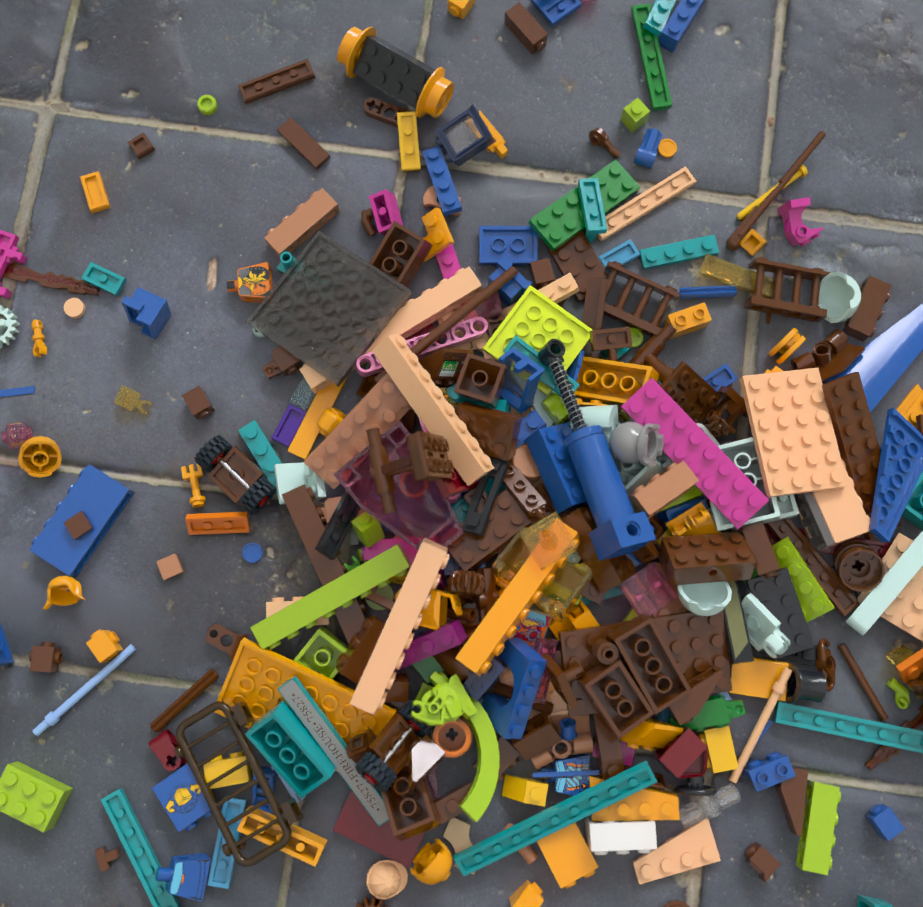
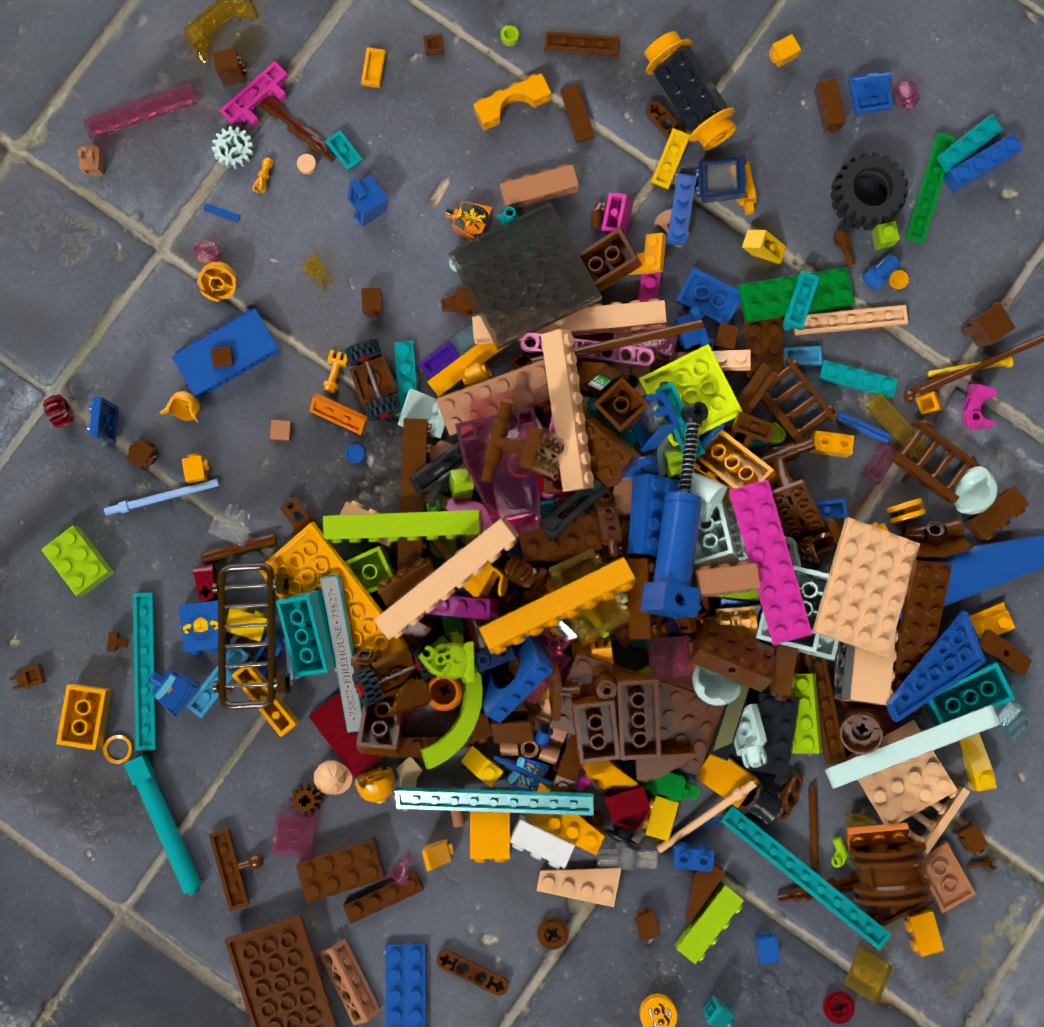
camera: 25 degrees right, 5 degrees up
(167, 683) = (231, 526): none -> clear plate
(252, 142) = (532, 91): none -> light orange arch
(532, 176) = (764, 245): none -> yellow slope
(548, 541) = (606, 572): clear yellow tile -> none
(605, 62) = (885, 174): none -> black tyre
(636, 443) = (724, 528): light grey tile -> none
(738, 331) = (872, 475): none -> clear pink tile
(768, 147) = (989, 325): none -> reddish brown plate

